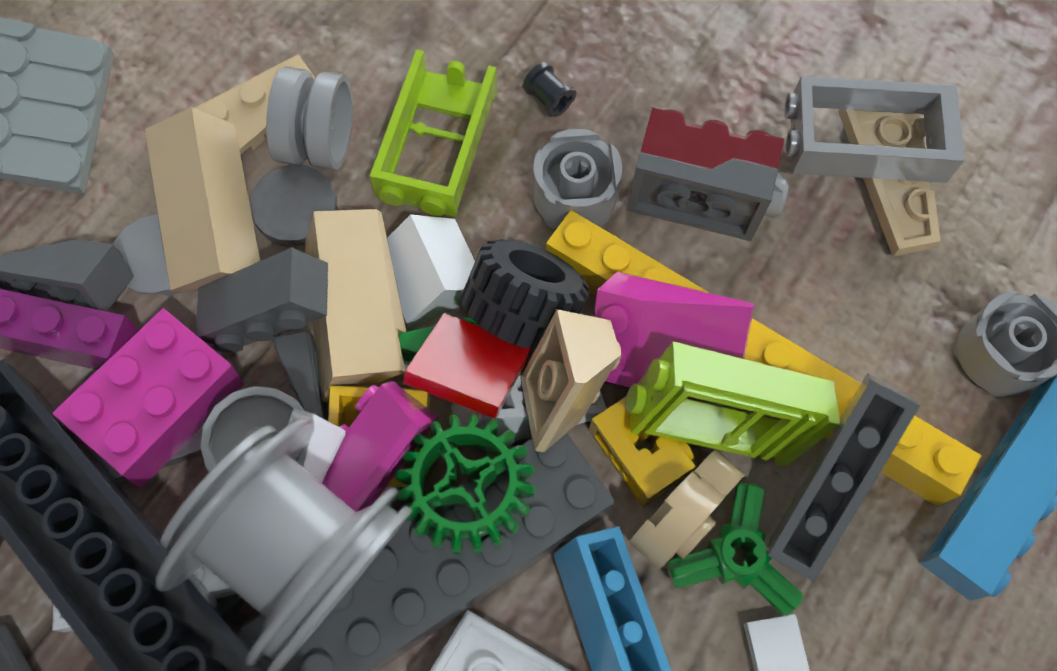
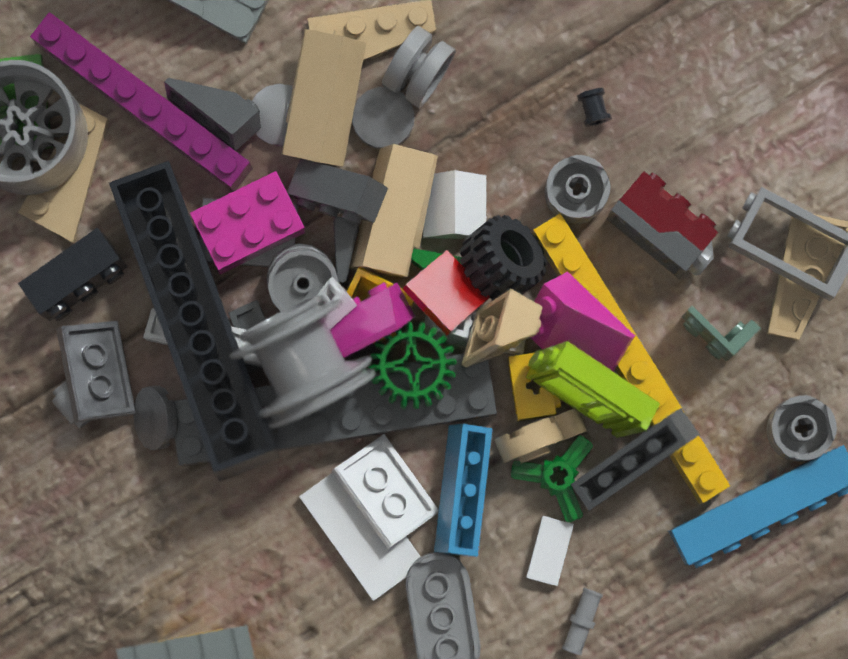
camera: 30 degrees right, 15 degrees up
(444, 95) = (521, 74): lime door -> none
(842, 276) = (719, 345): none -> sand green bracket

